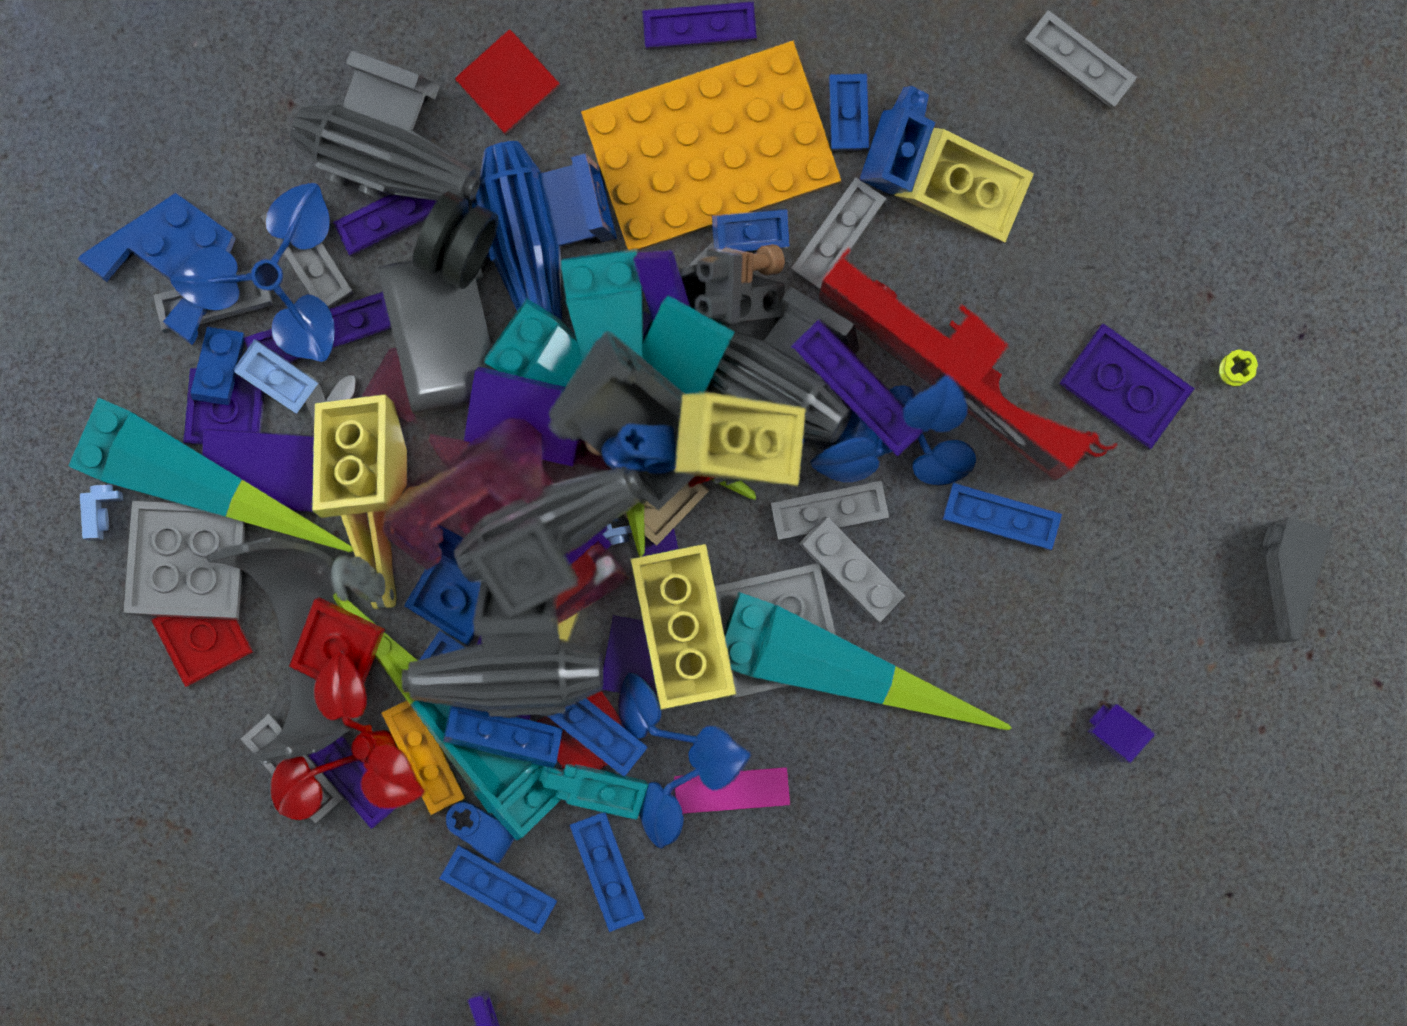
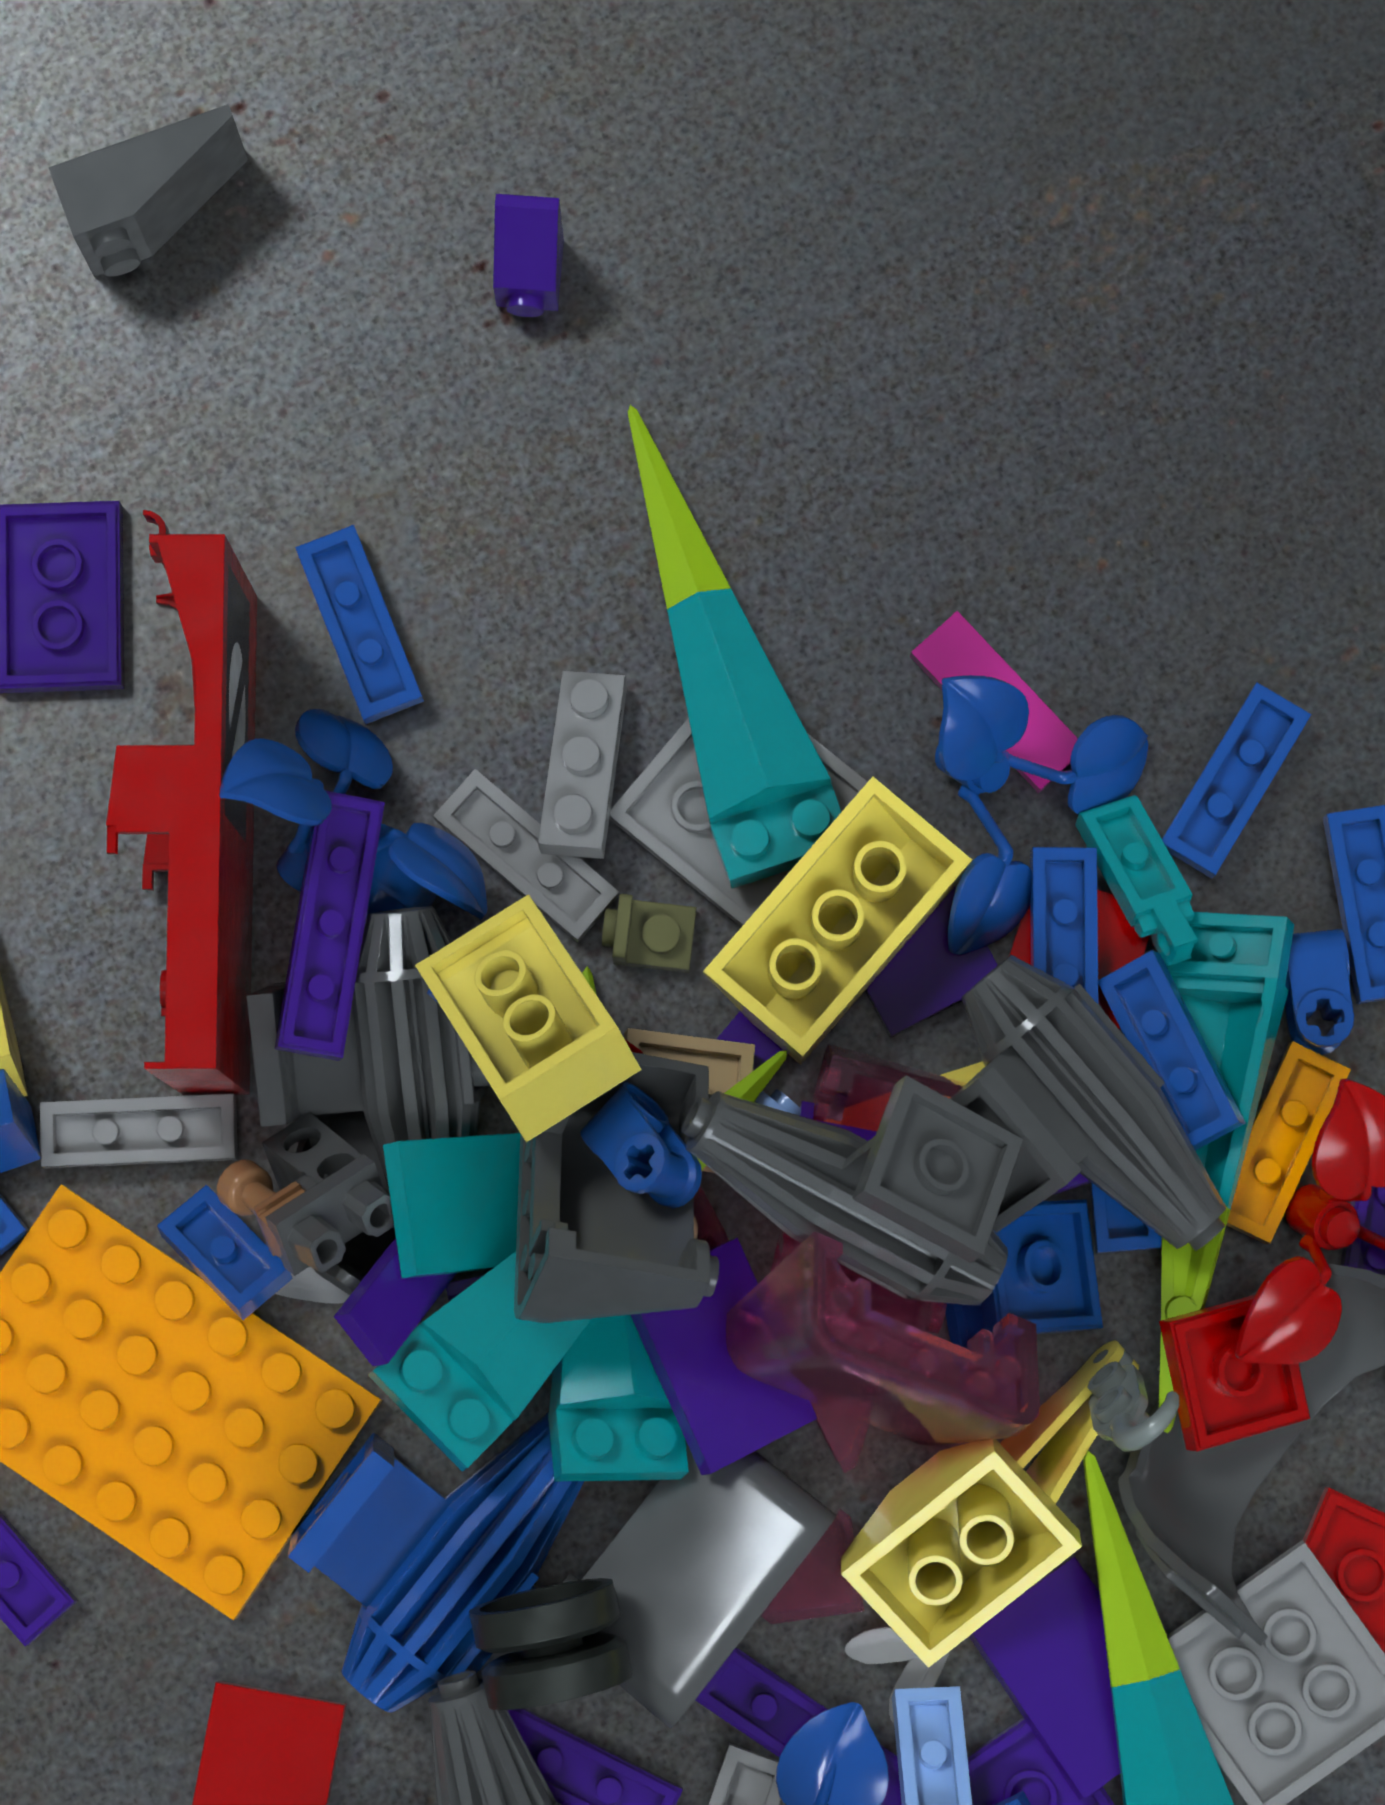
camera: 130 degrees left, 5 degrees down
(747, 540) = (650, 934): none -> olive bracket

